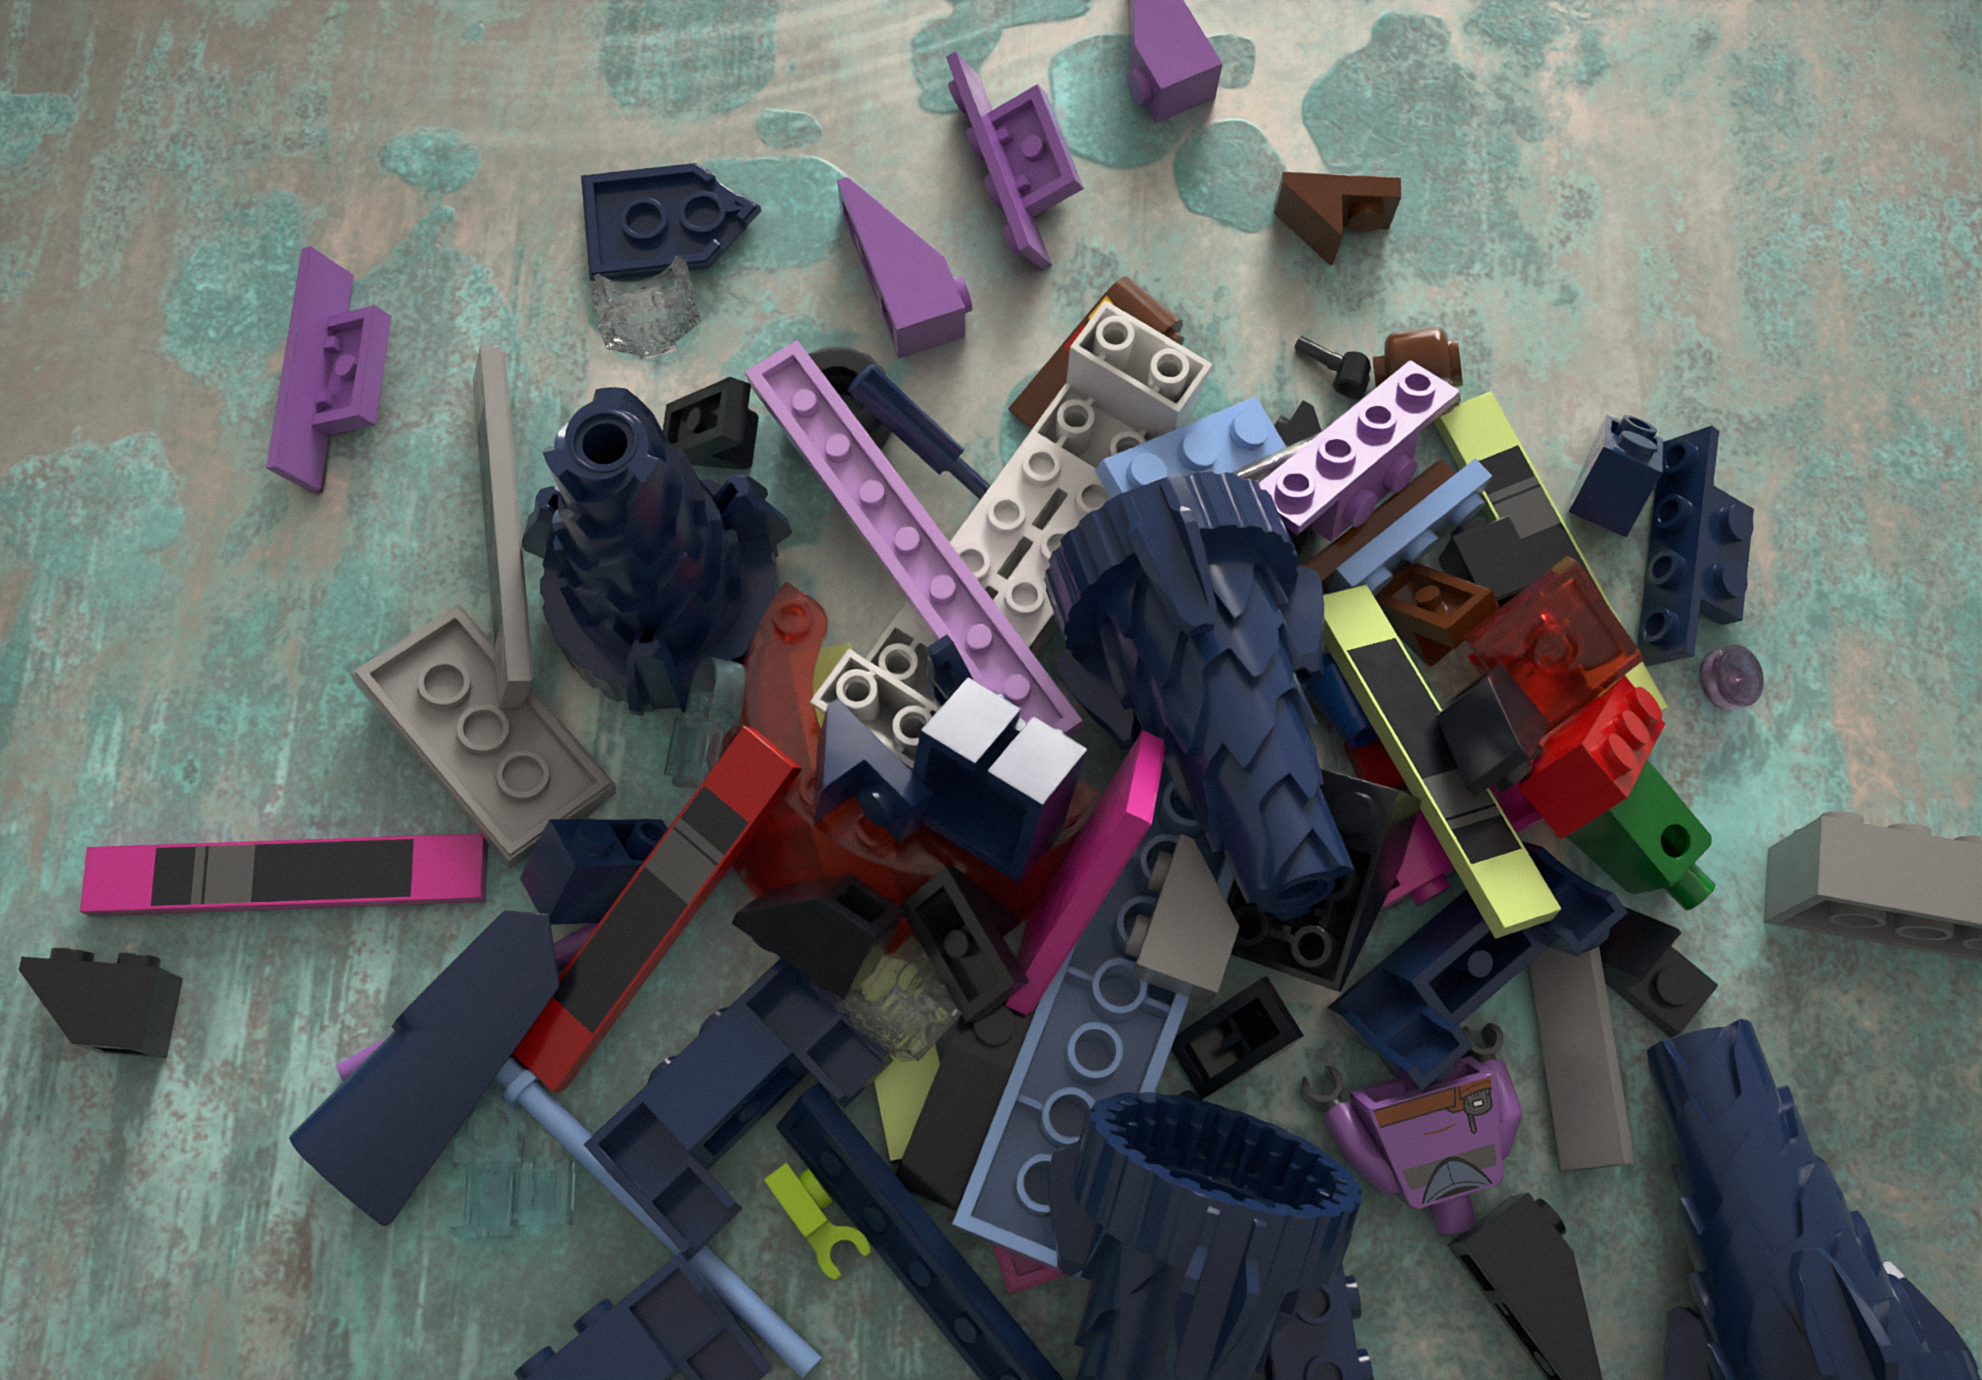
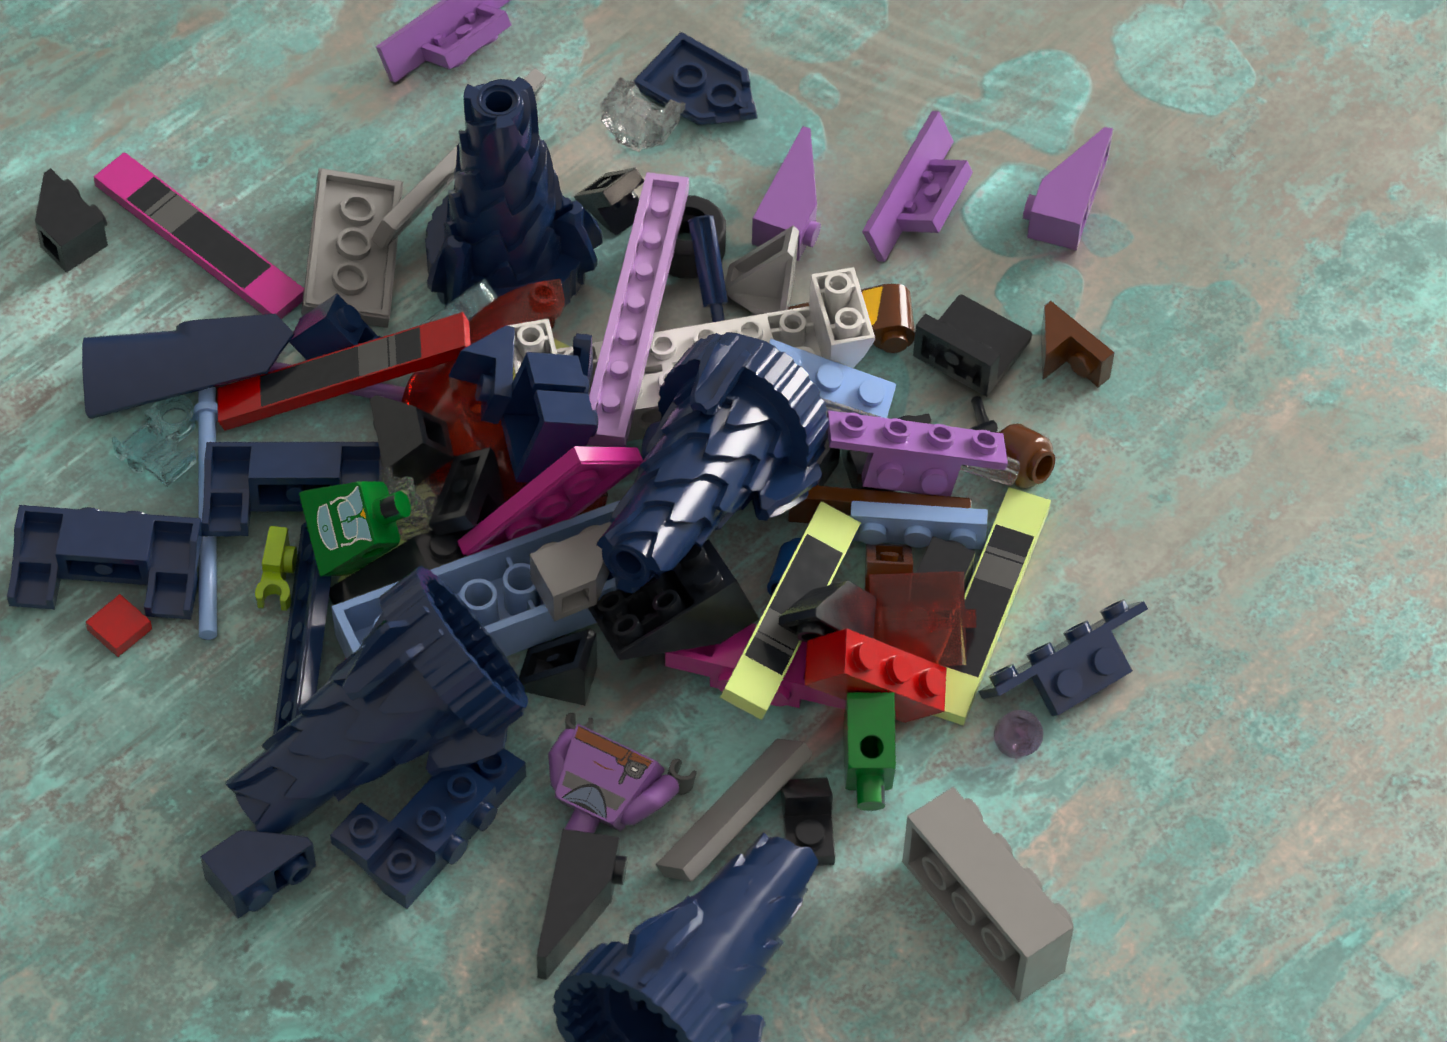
camera: 45 degrees right, 15 degrees down
(874, 1099) = (352, 524): none -> green torso
(974, 383) = (766, 275): none -> light grey slope
(1241, 284) = (970, 344): none -> black bracket
(1453, 964) = (706, 721): dark blue bracket -> none
(1618, 474) = (1069, 588): dark blue slope -> none

